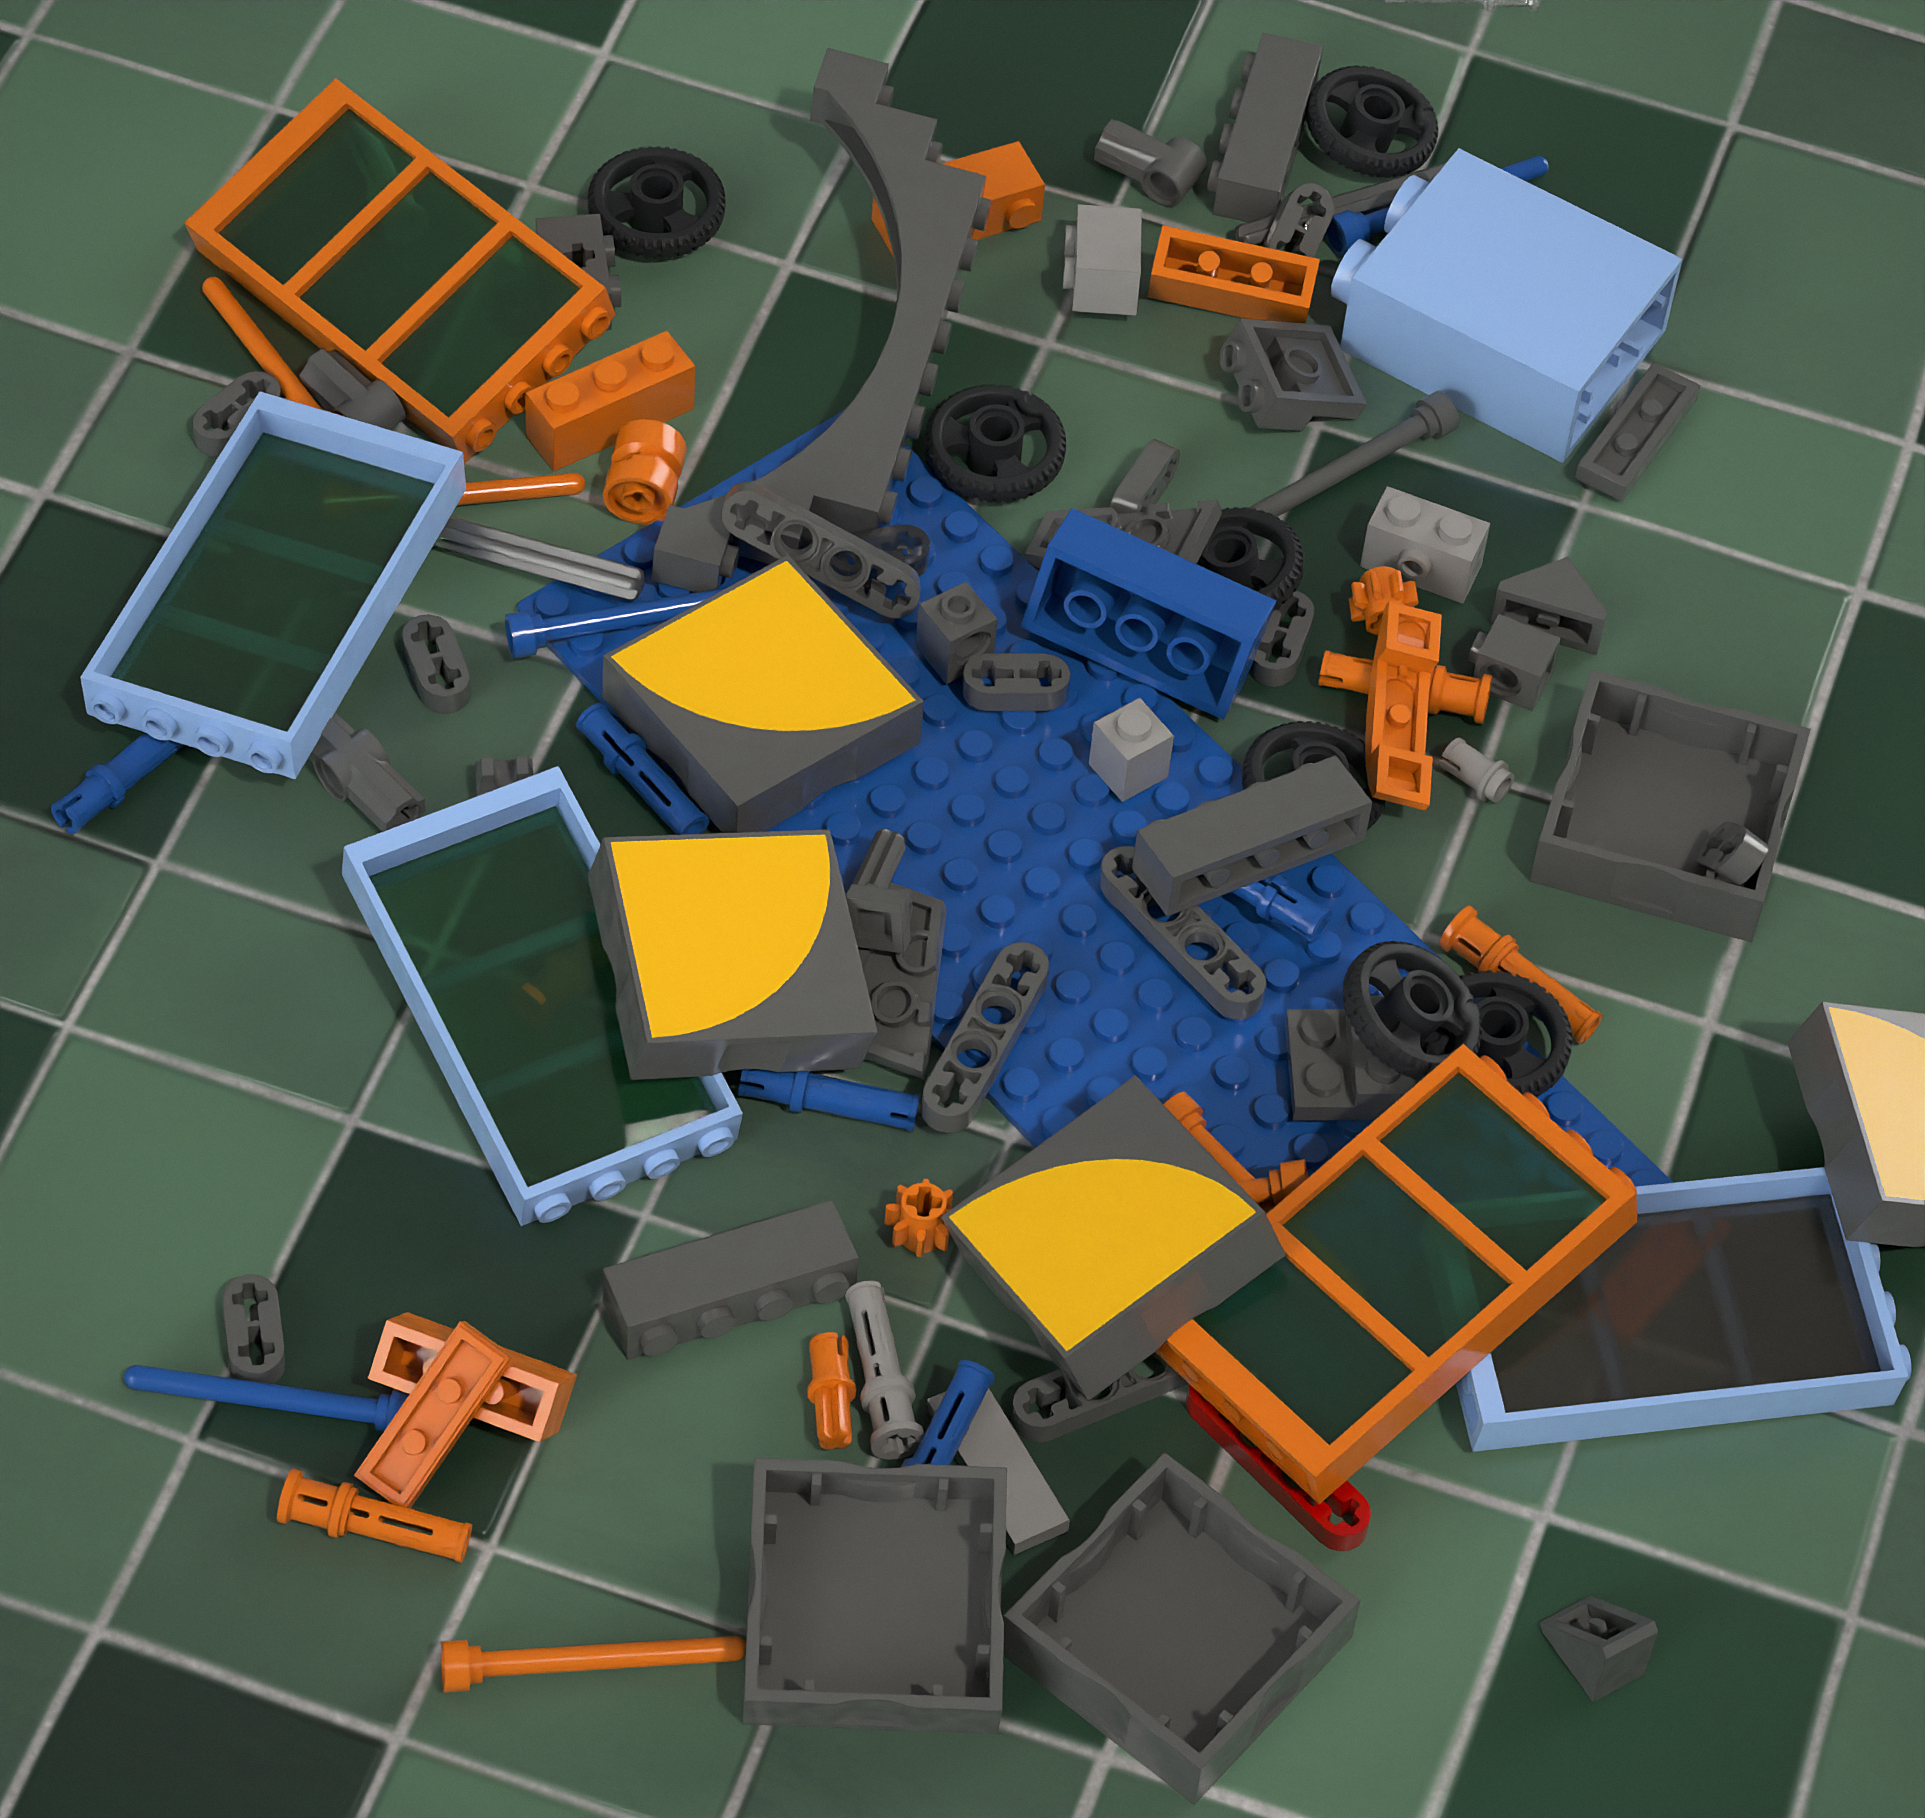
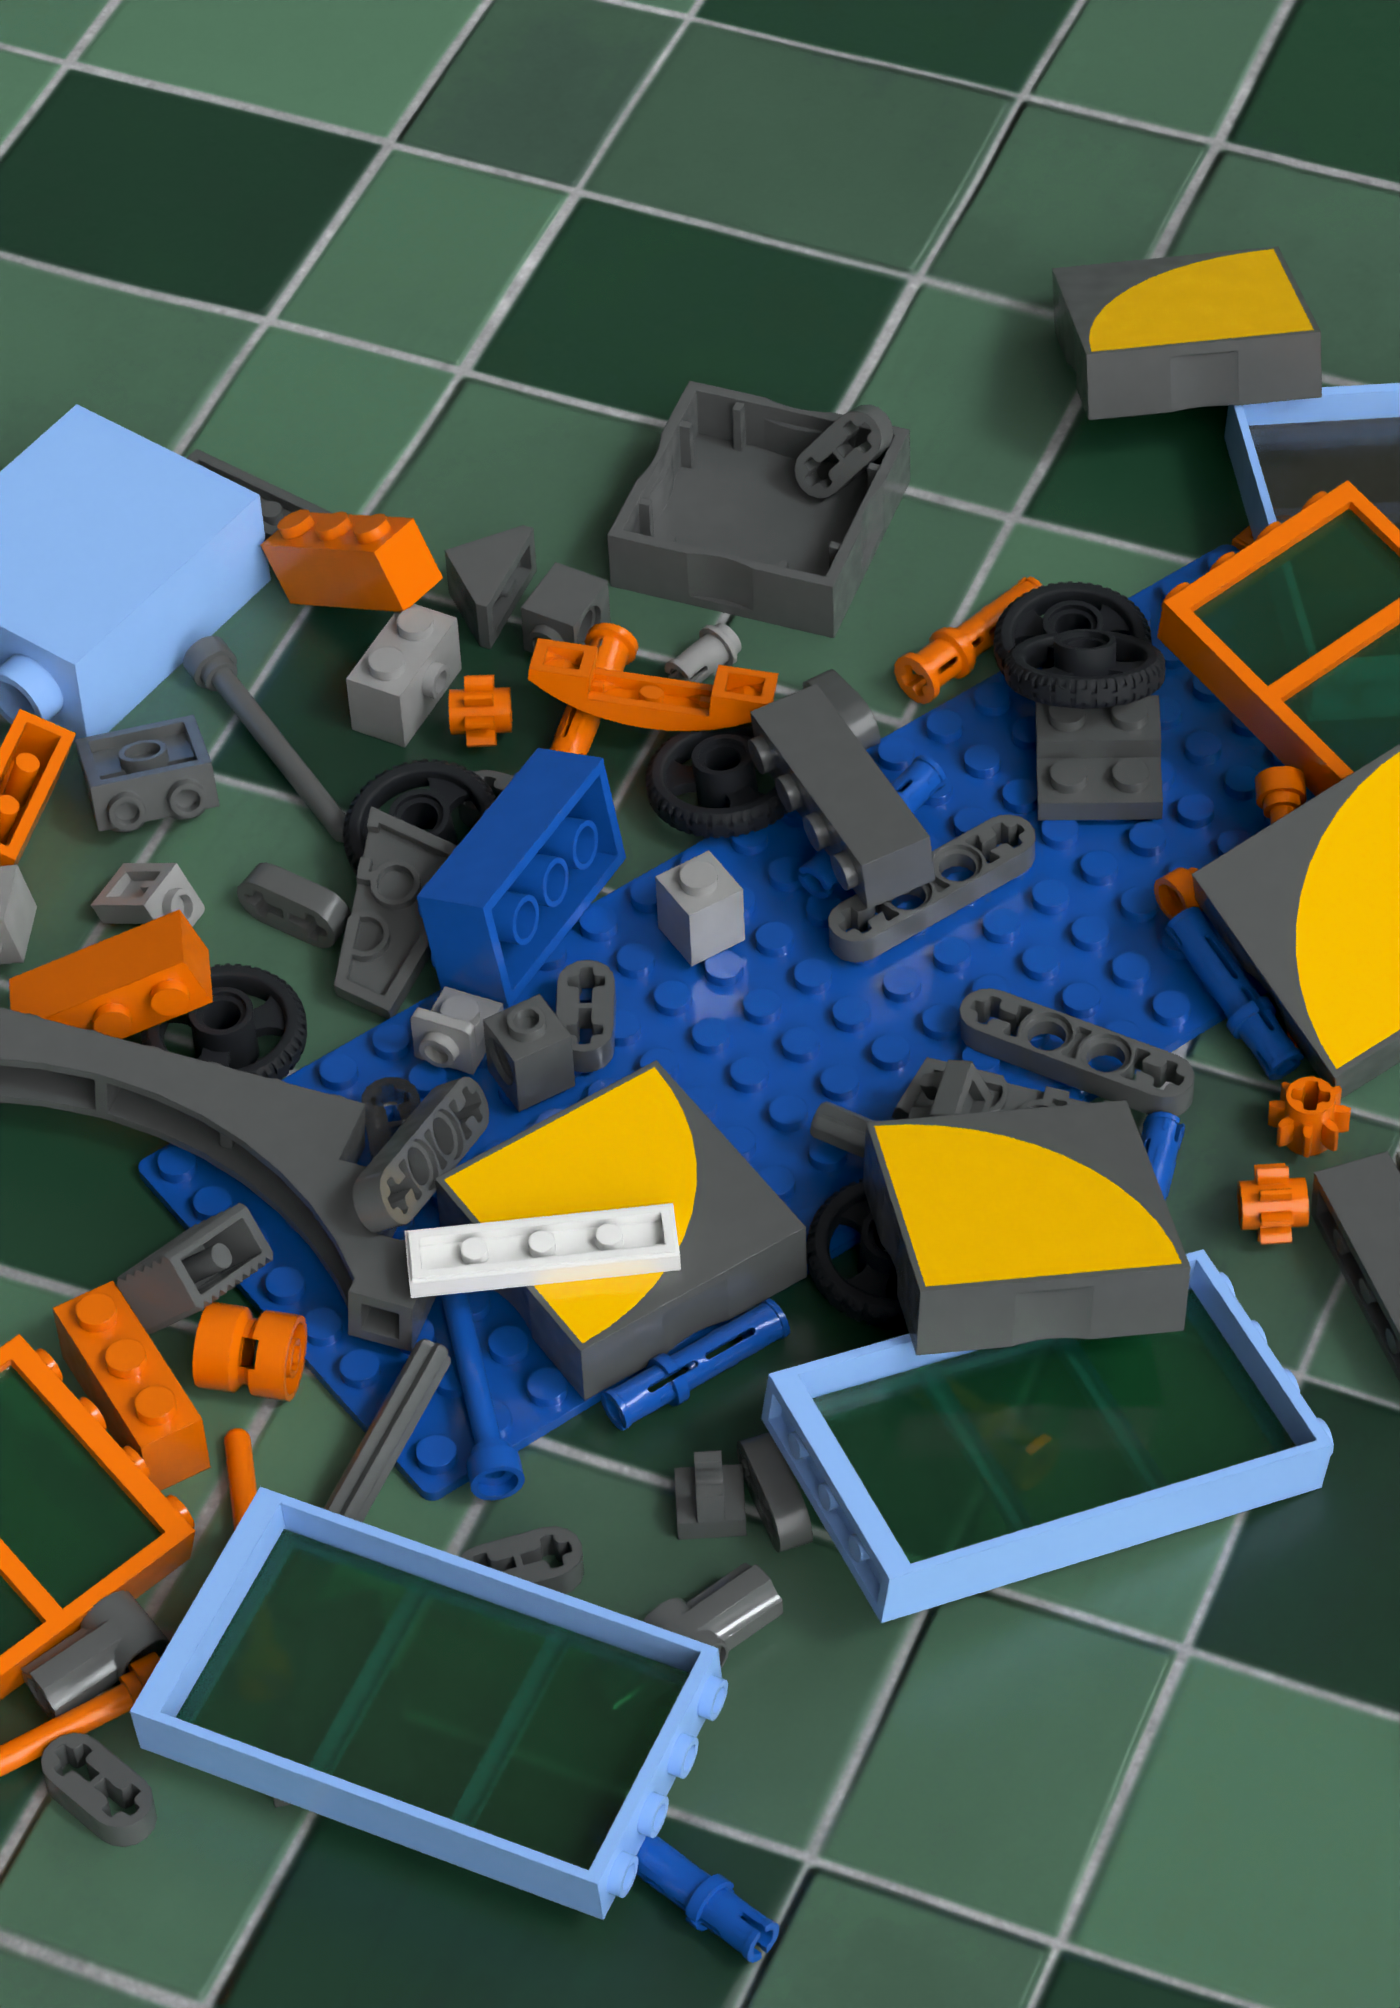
camera: 80 degrees left, 5 degrees down
(702, 623) = (542, 1250): none -> white tile
(714, 420) = (195, 1268): none -> dark grey brick
(813, 1178) = (1272, 1203): none -> orange gear
(1000, 589) = (453, 1030): none -> light grey bracket
(1013, 351) = (122, 981): none -> orange brick
(1142, 389) = (145, 893): none -> light grey bracket
(1402, 866) = (849, 706): none -> dark grey beam
(1535, 482) = (351, 560): none -> orange brick

